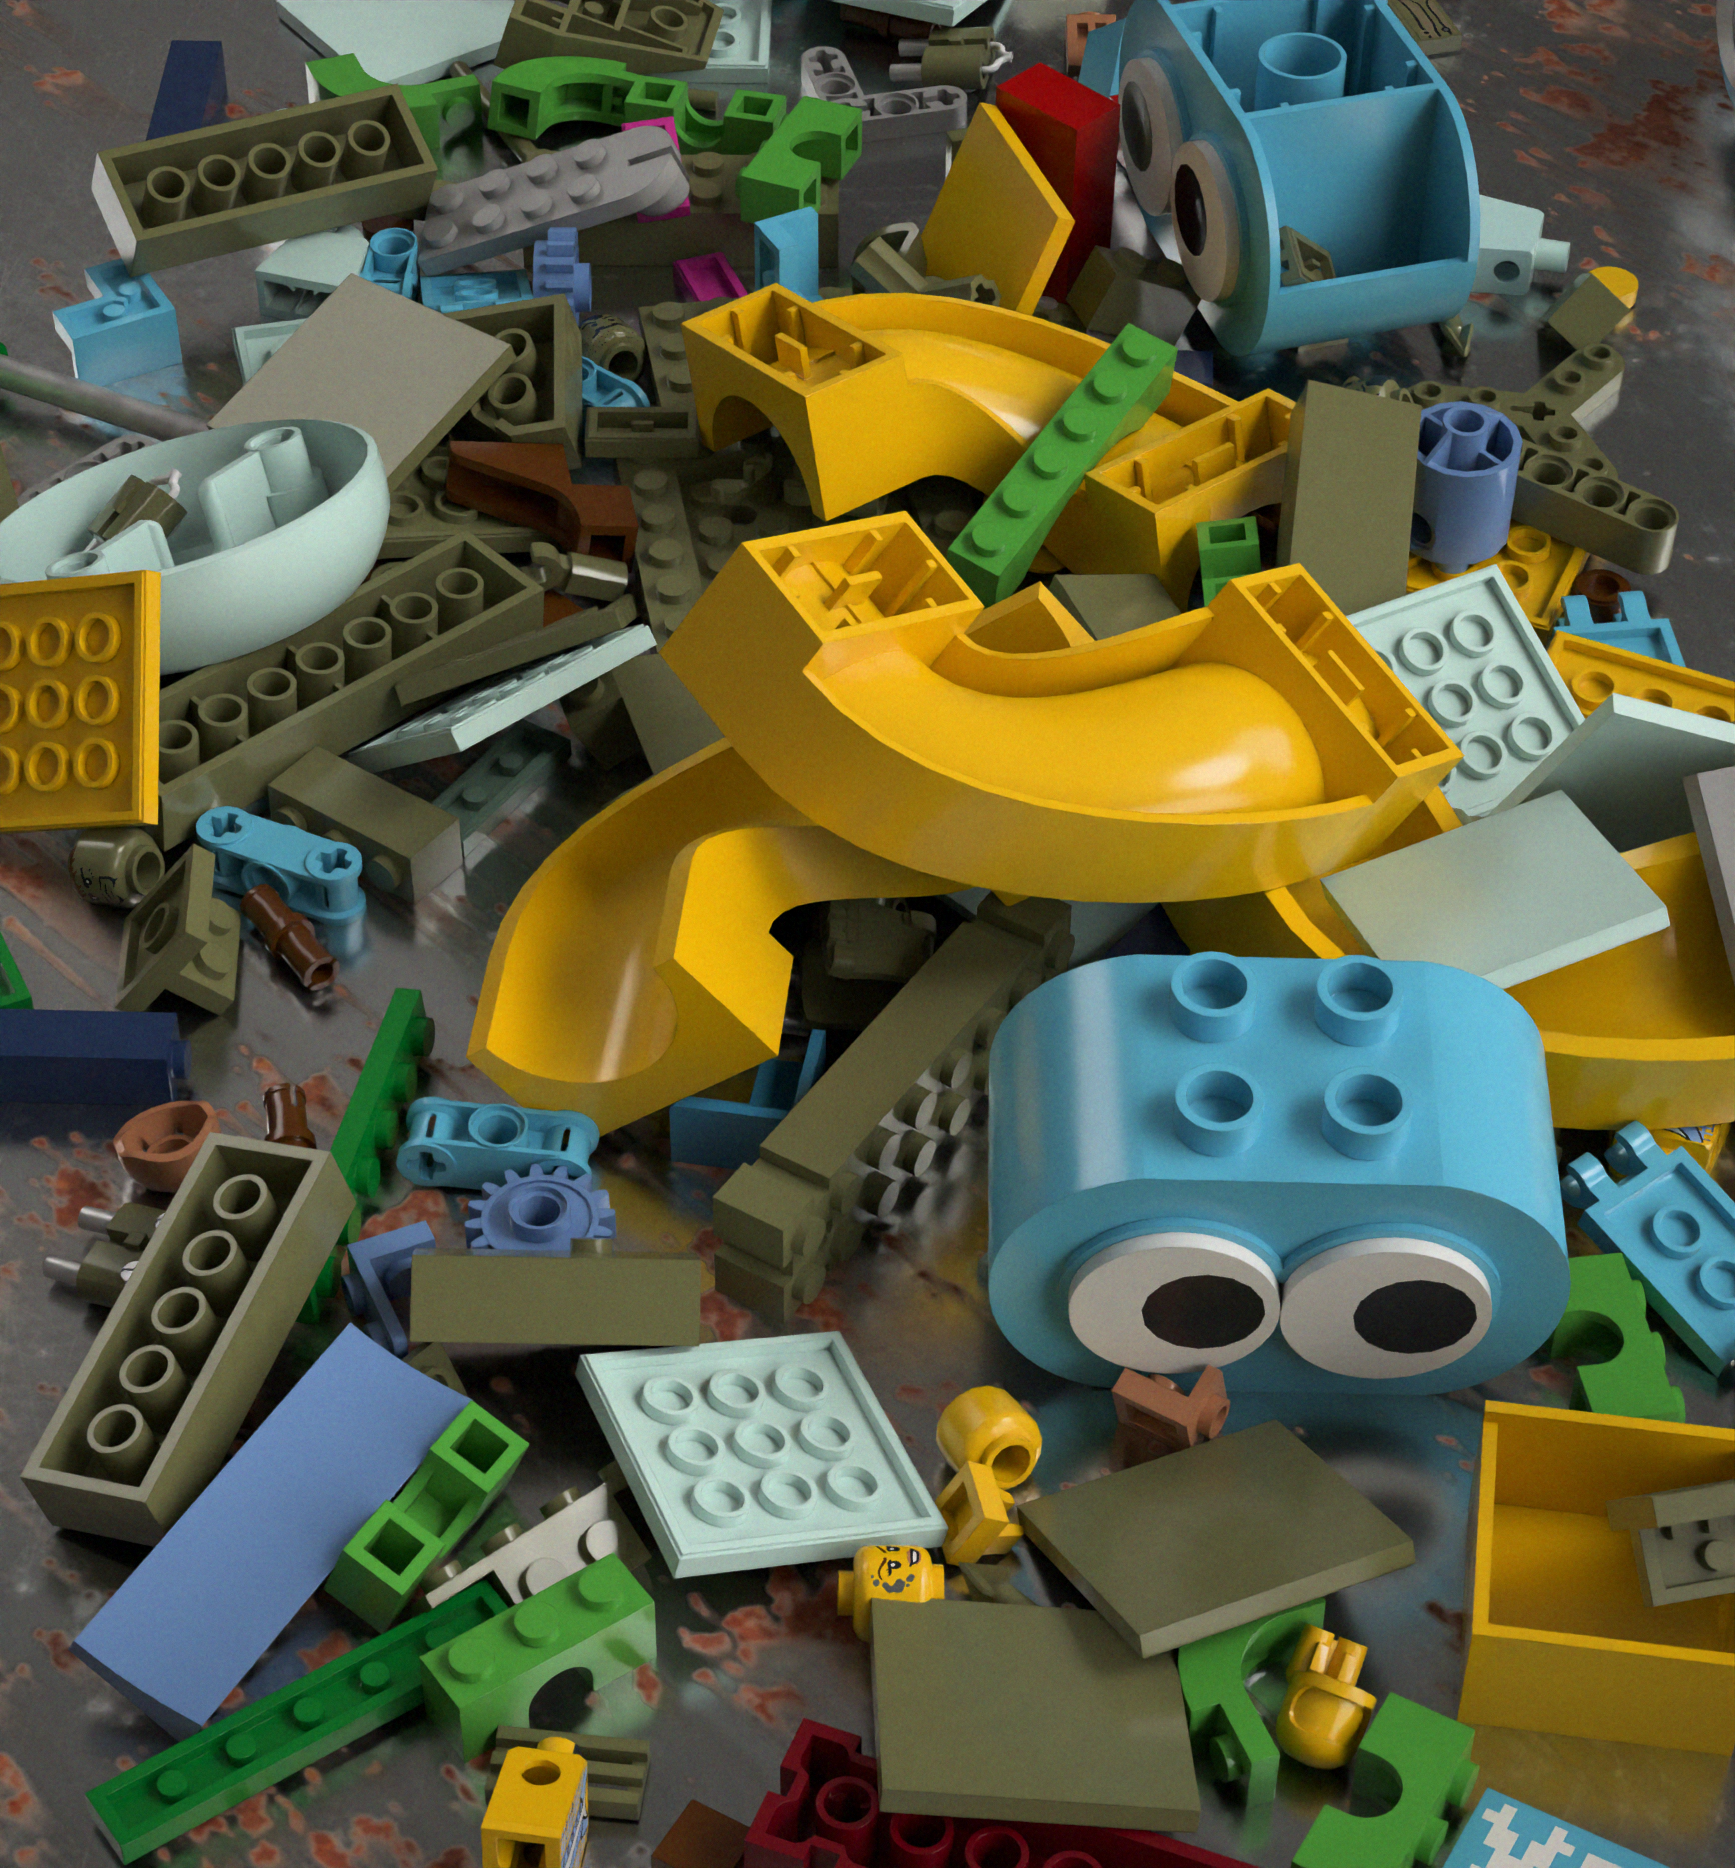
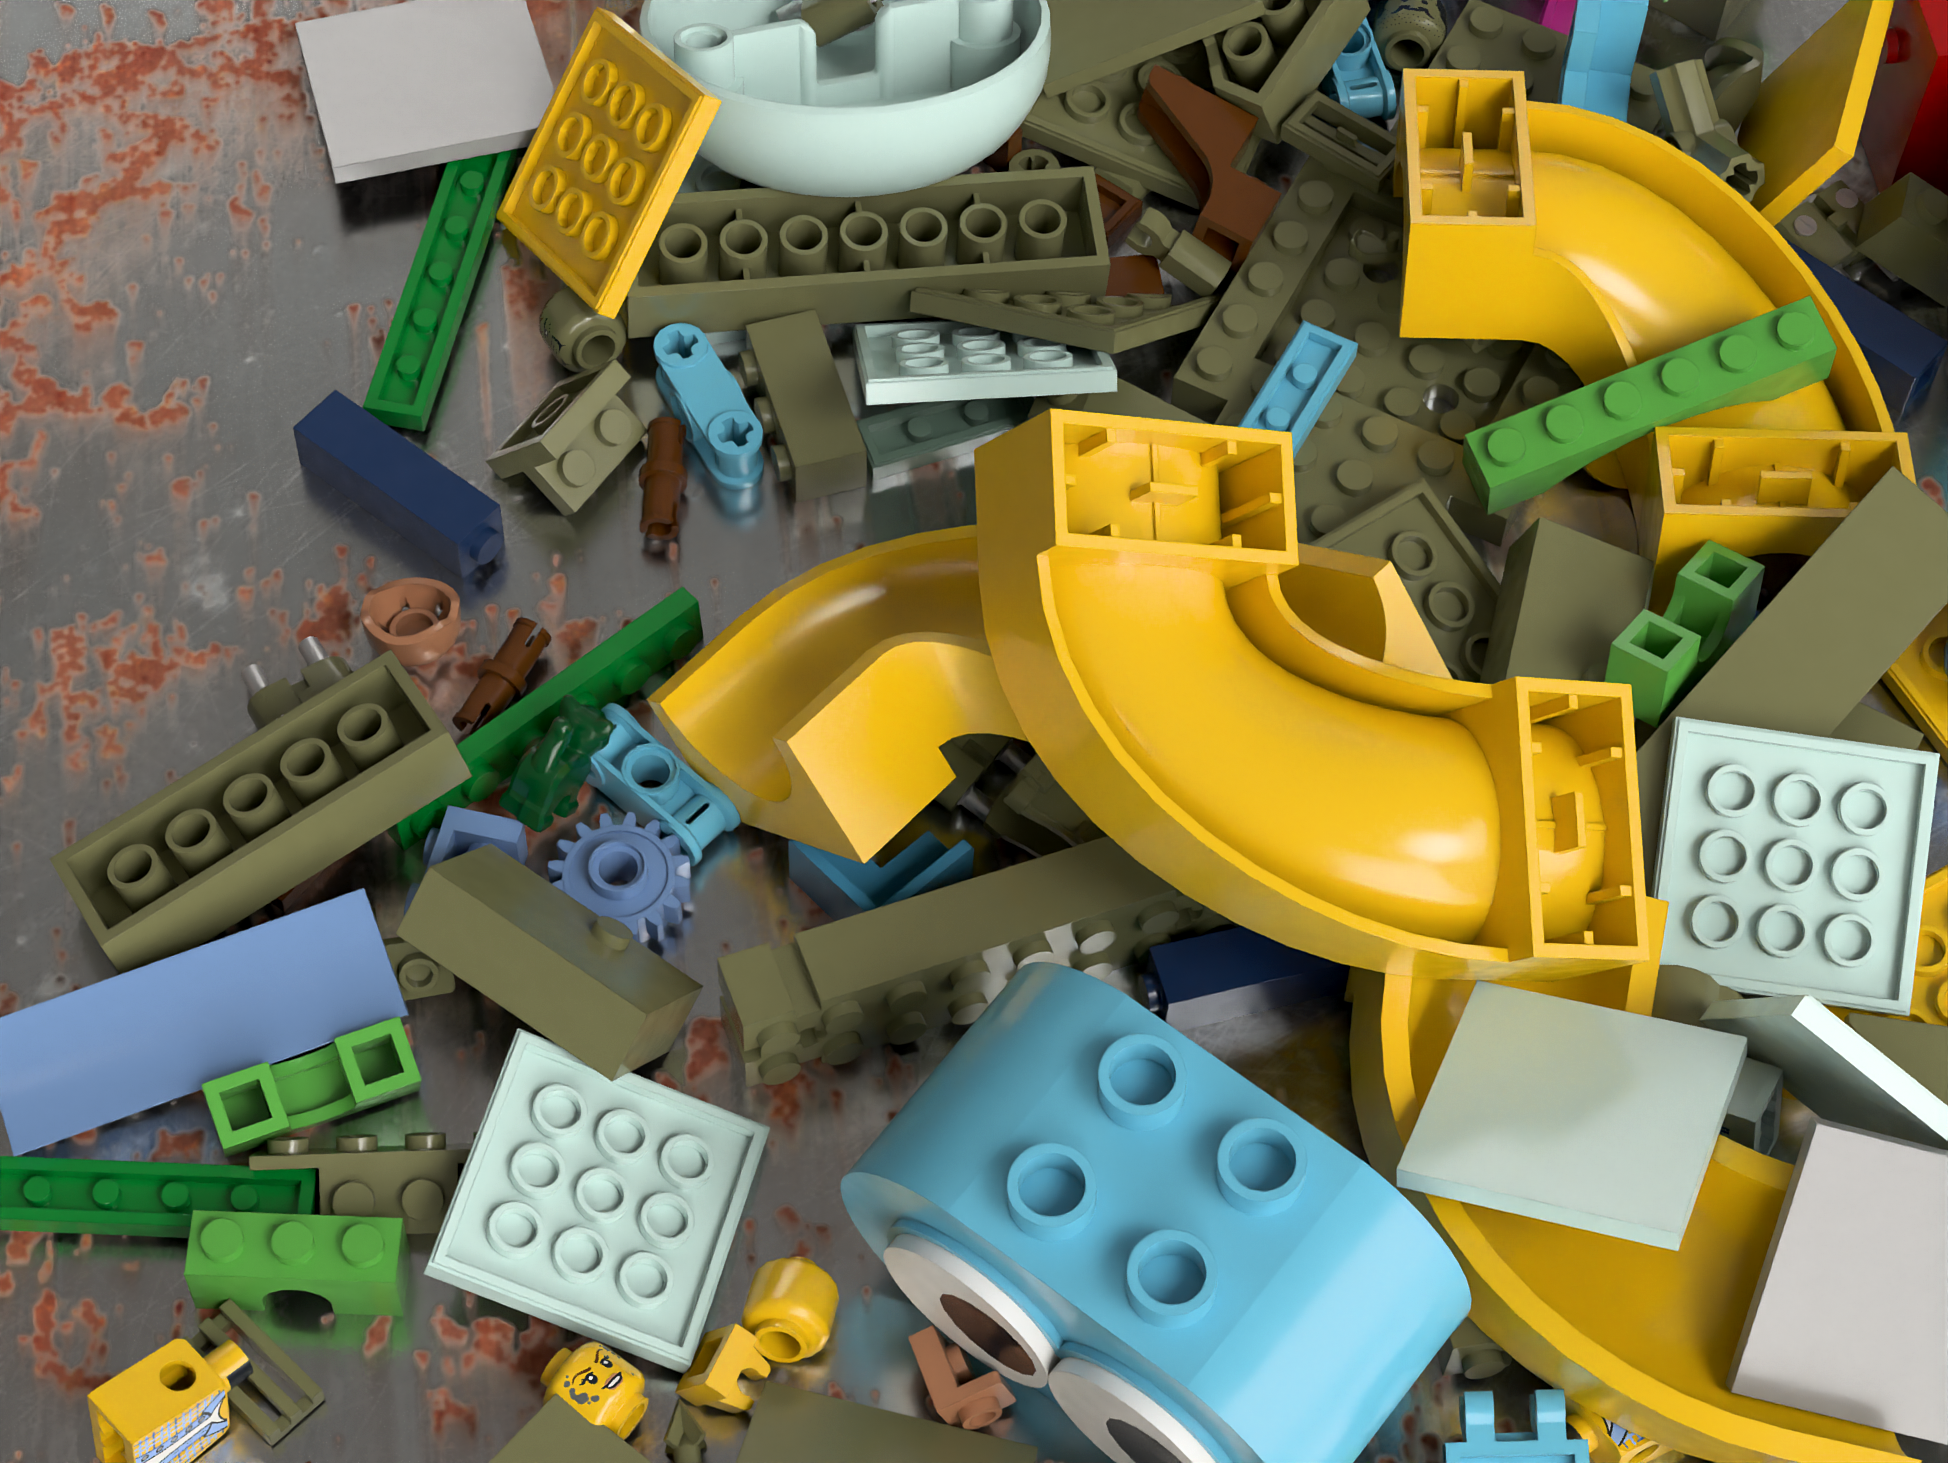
camera: 35 degrees right, 15 degrees up
(420, 1154) = (557, 767): none -> dark green animal

